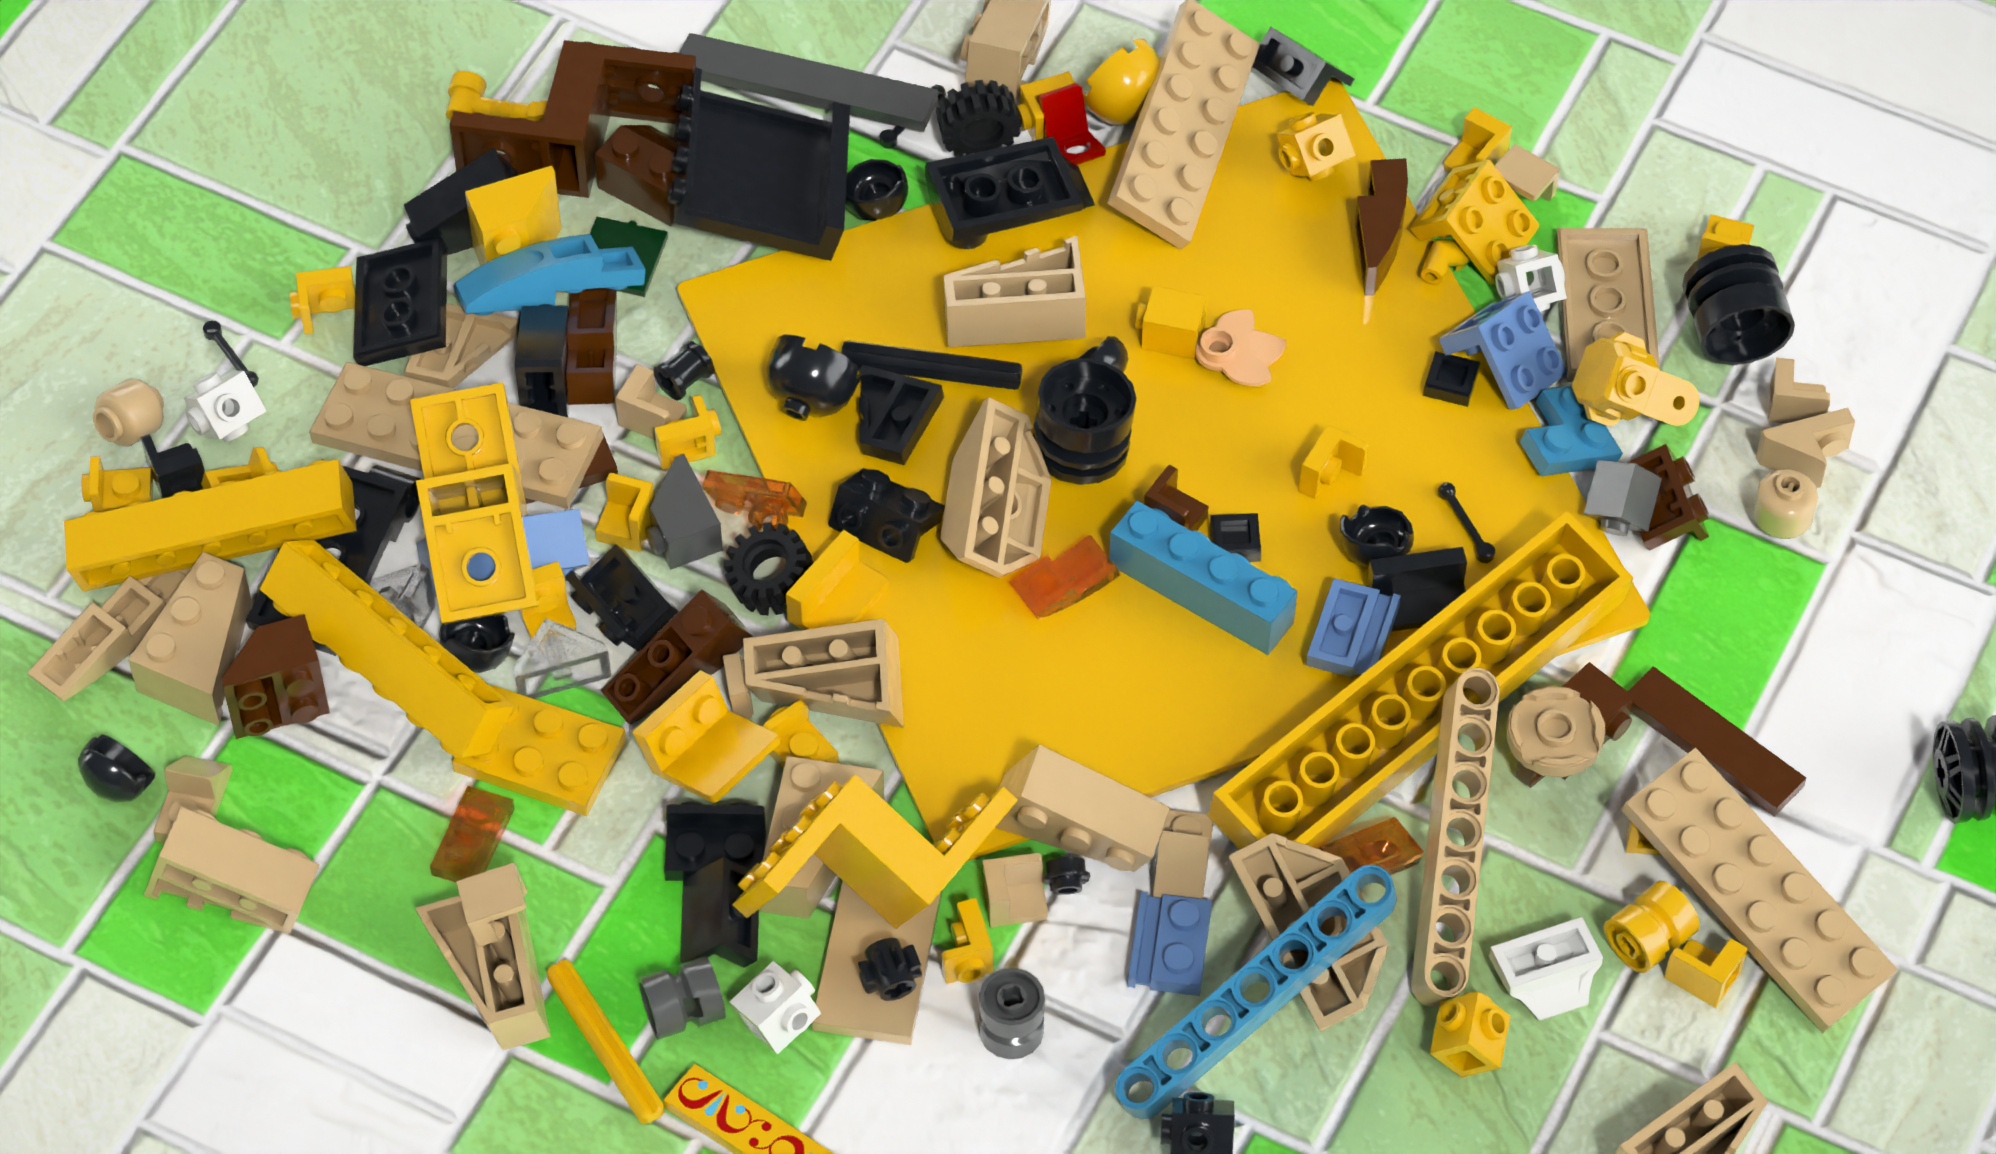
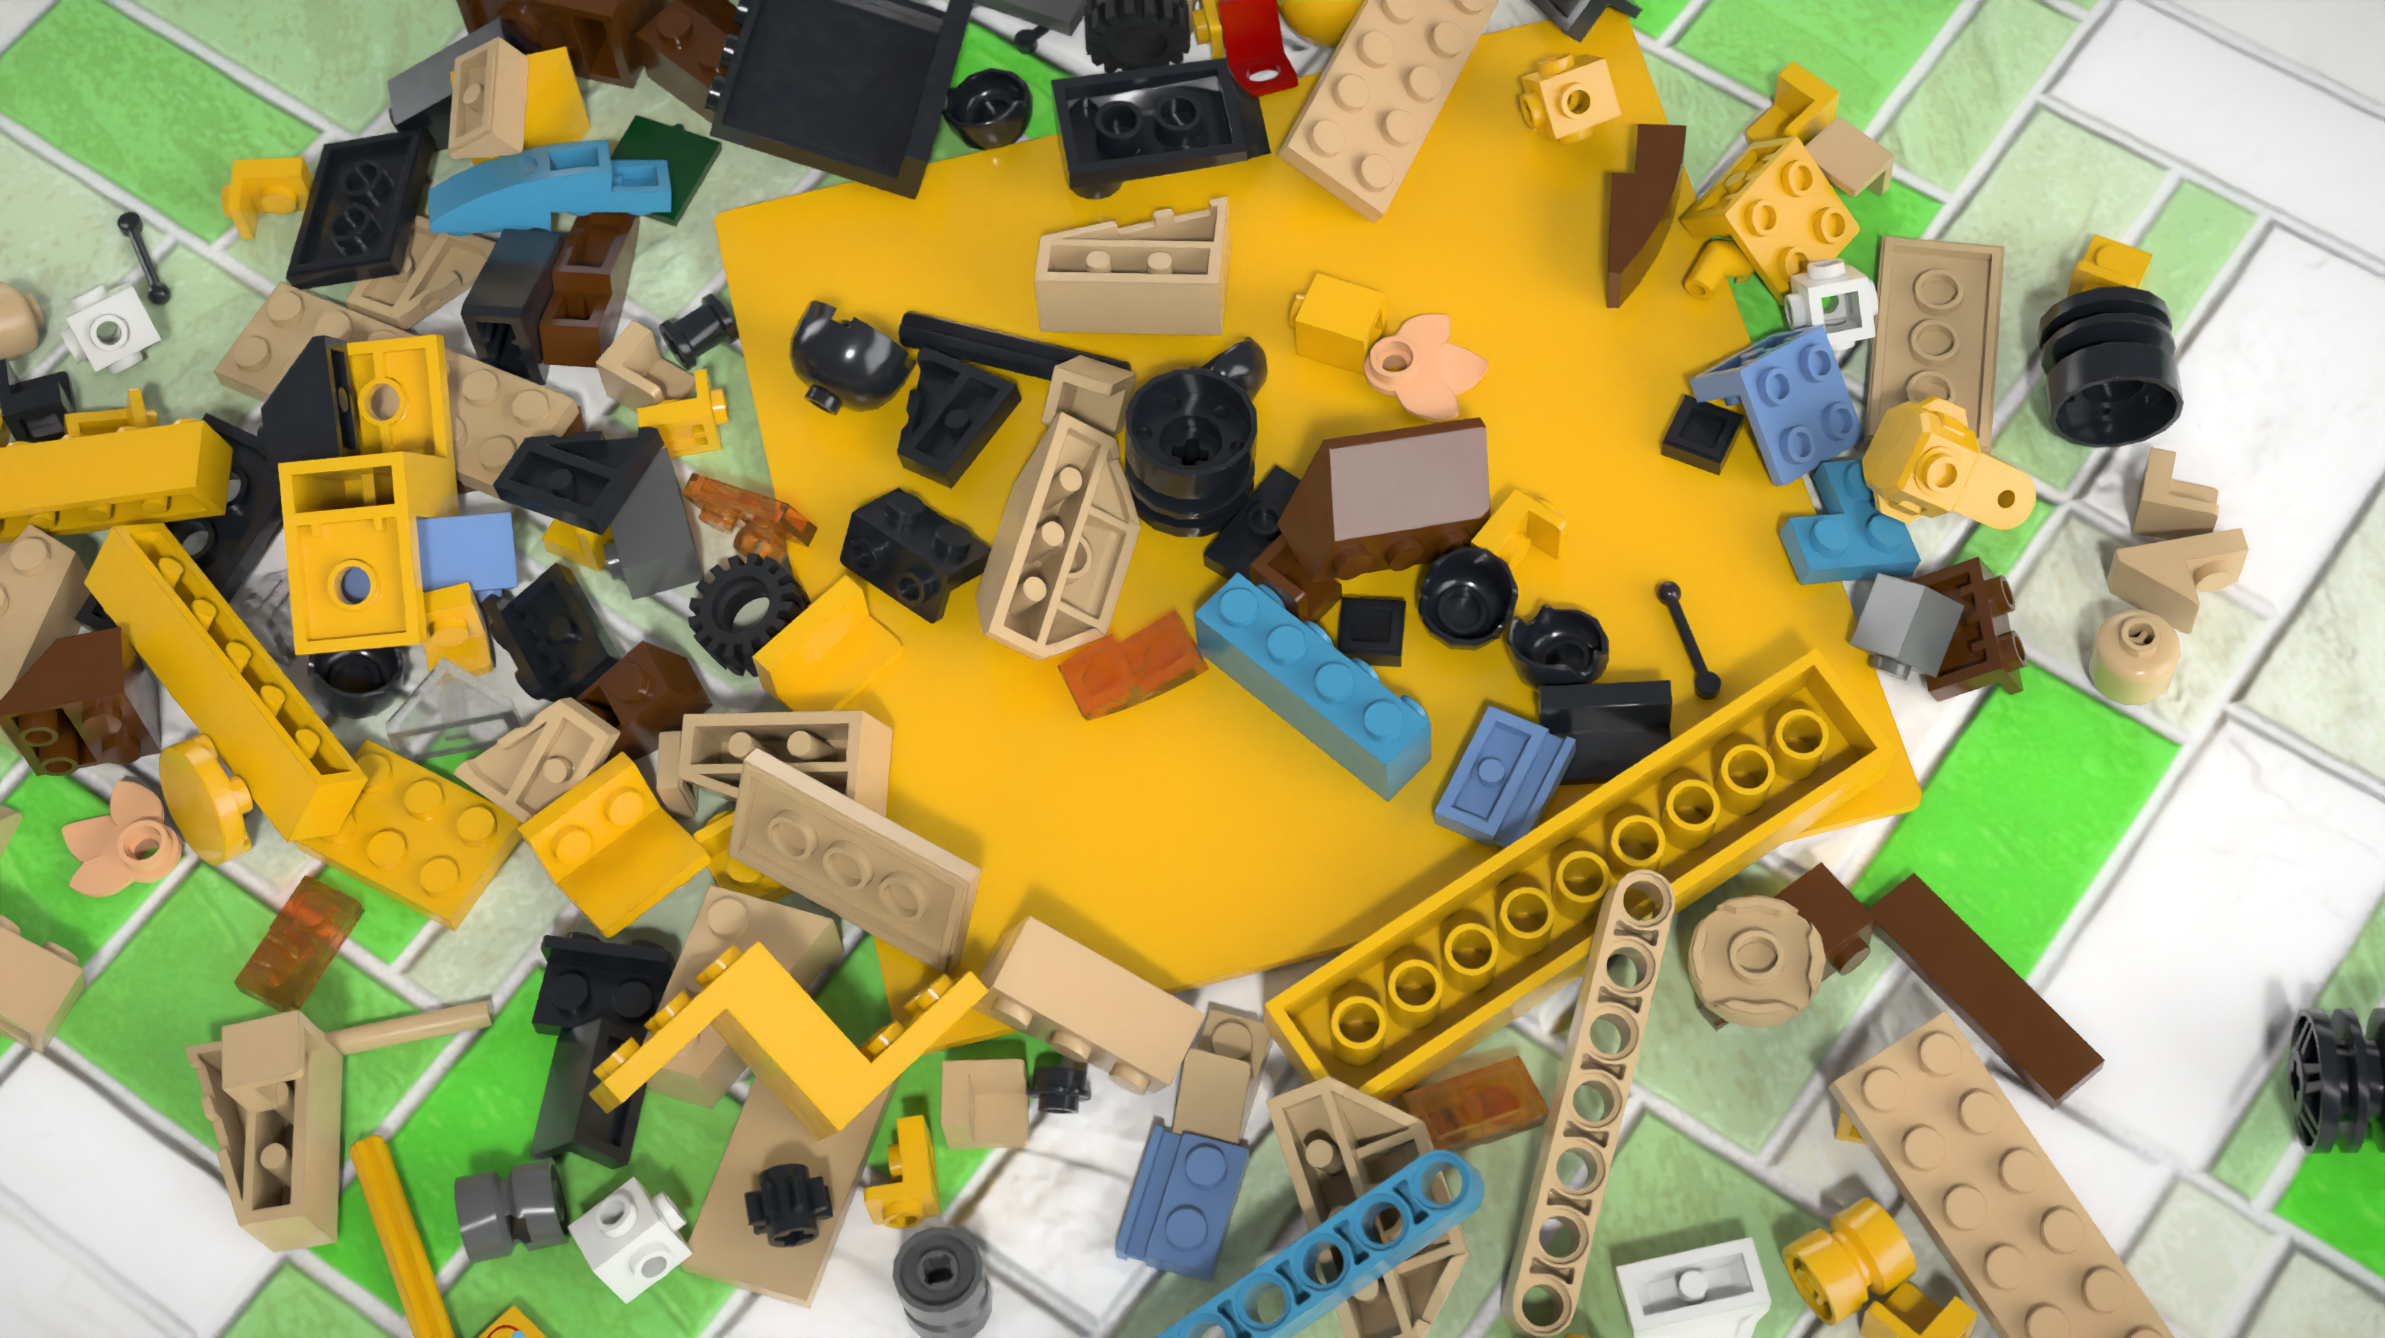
camera: 15 degrees right, 5 degrees up
(312, 780) = (114, 844): none -> light nougat plate
(383, 738) = (204, 800): none -> yellow tile
(414, 447) = (311, 408): none -> black slope
(502, 210) = (488, 102): none -> tan slope
(577, 883) = (411, 1028): none -> tan bar
(626, 477) = (578, 476): none -> black wing
(637, 683) = (541, 759): none -> tan wing
(892, 727) = (853, 861): none -> tan tile
(1000, 382) = (1091, 393): none -> tan panel
(1141, 468) = (1252, 527): none -> black plate
(1241, 439) = (1389, 499): none -> slope
(1304, 505) = (1467, 598): none -> black hair

